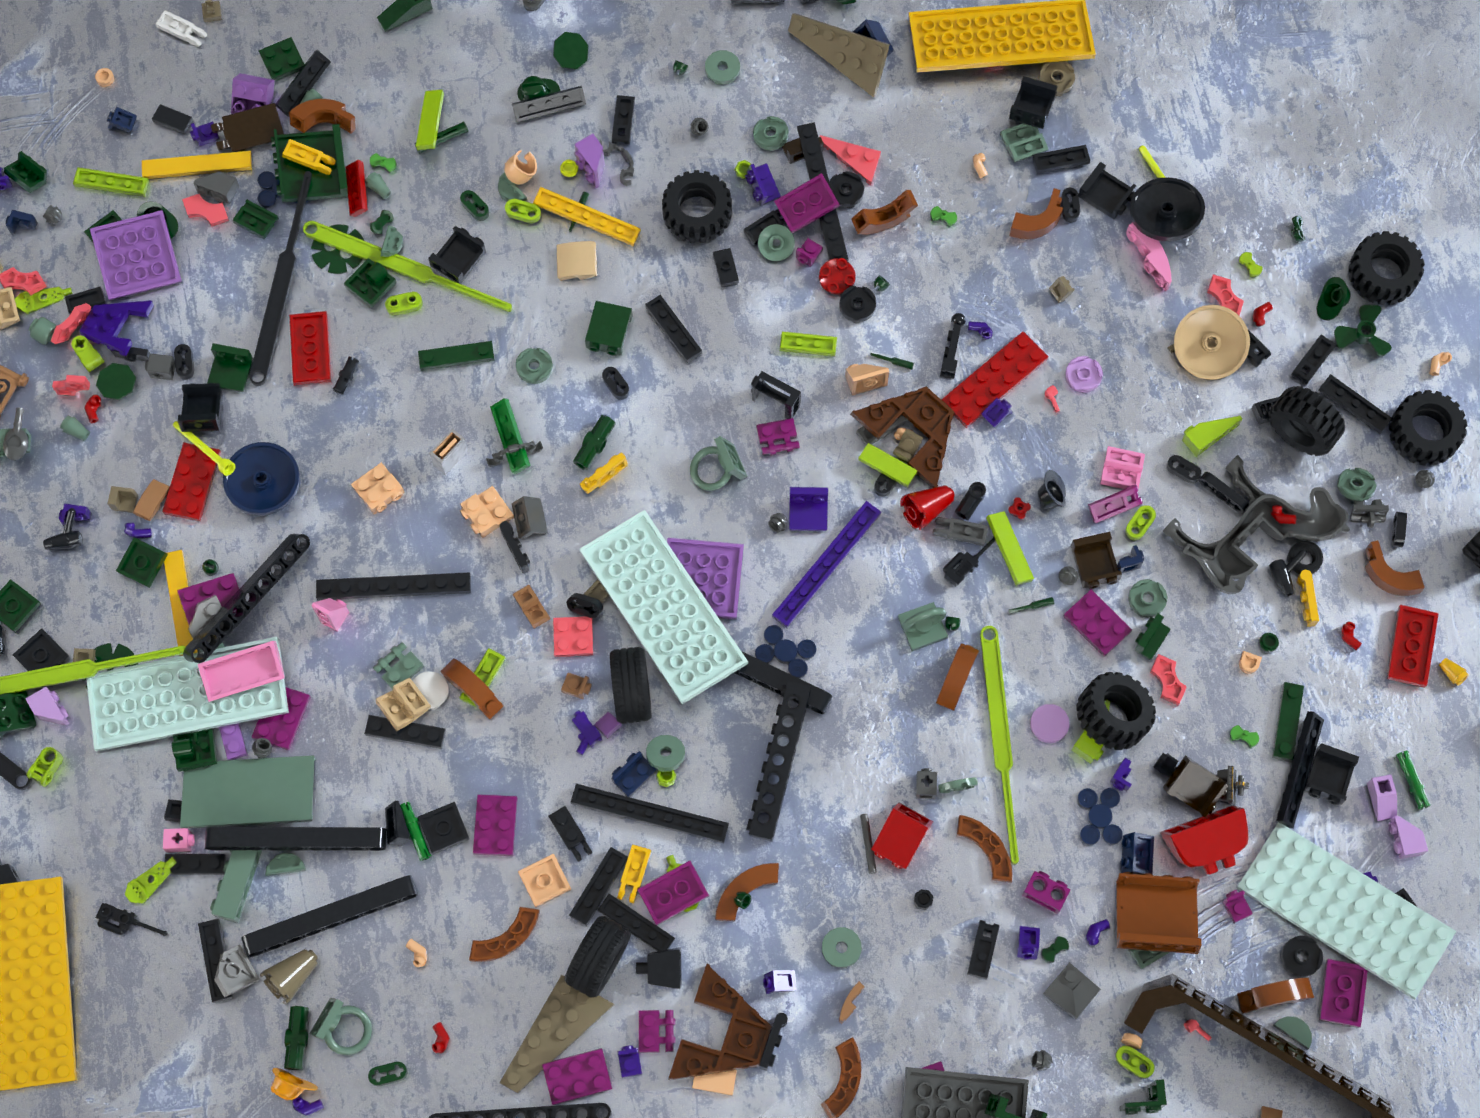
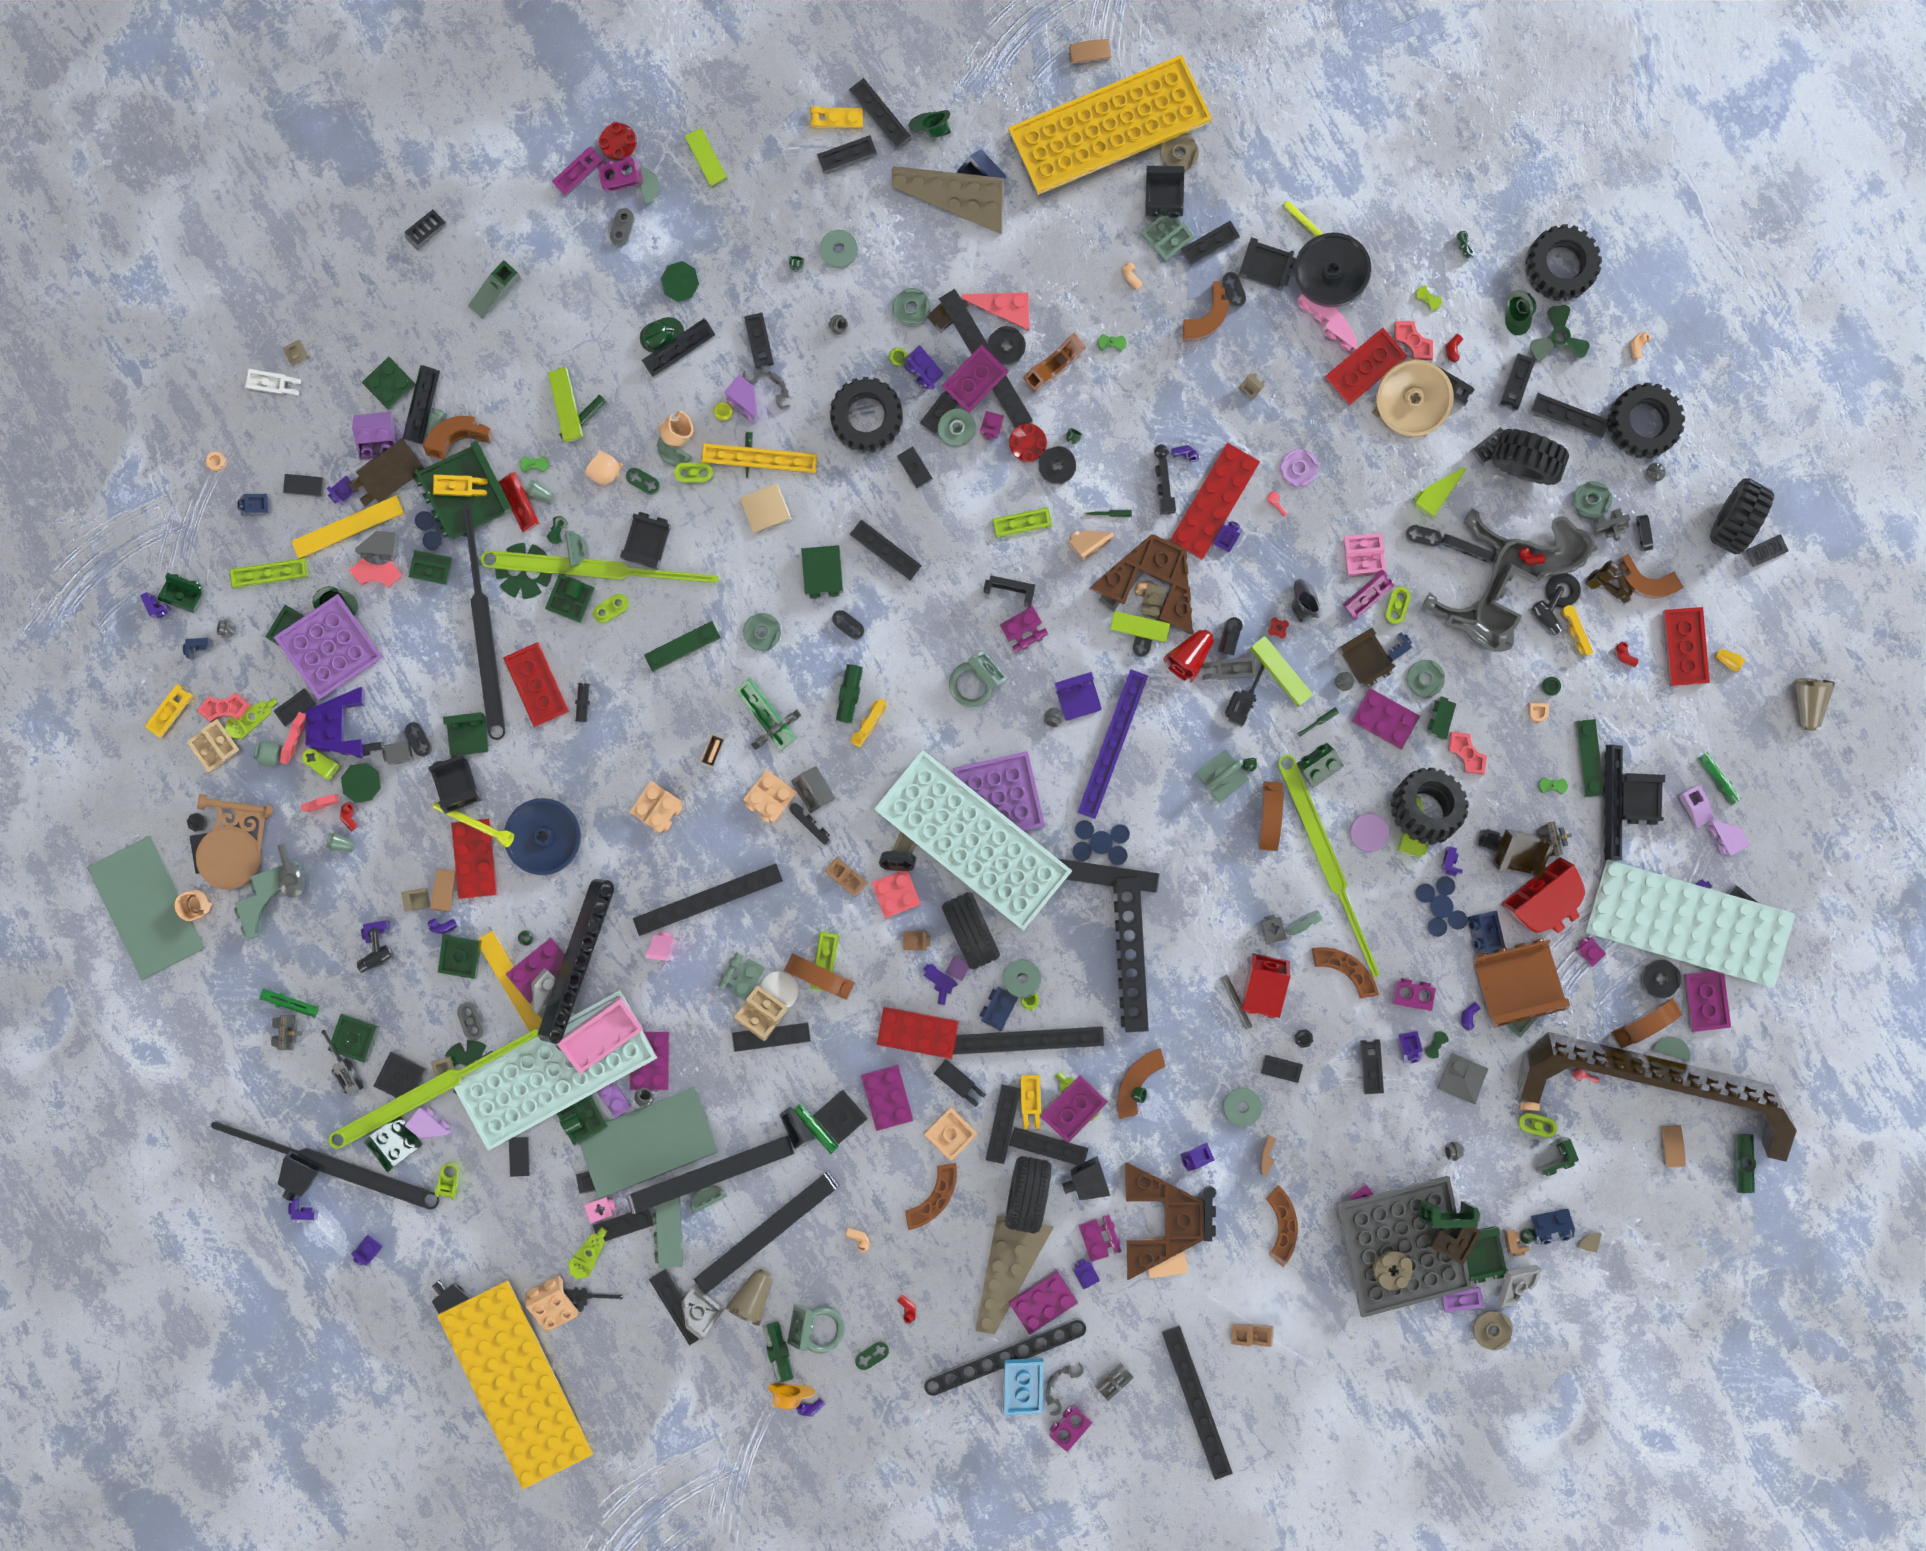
camera: 20 degrees left, 15 degrees up
(93, 917) = (550, 1304): none -> light nougat bracket
(122, 766) = (519, 1156): none -> black tile
(127, 626) = (470, 1021): none -> dark grey plate
(442, 181) = (603, 468): none -> light nougat helmet
(546, 771) = (917, 1032): none -> red plate
(892, 922) = (1281, 1068): none -> black plate
(1021, 644) = (1320, 764): none -> bracket
(1171, 304) = (1365, 366): none -> red plate
(1352, 552) = (1600, 578): none -> dark brown piece

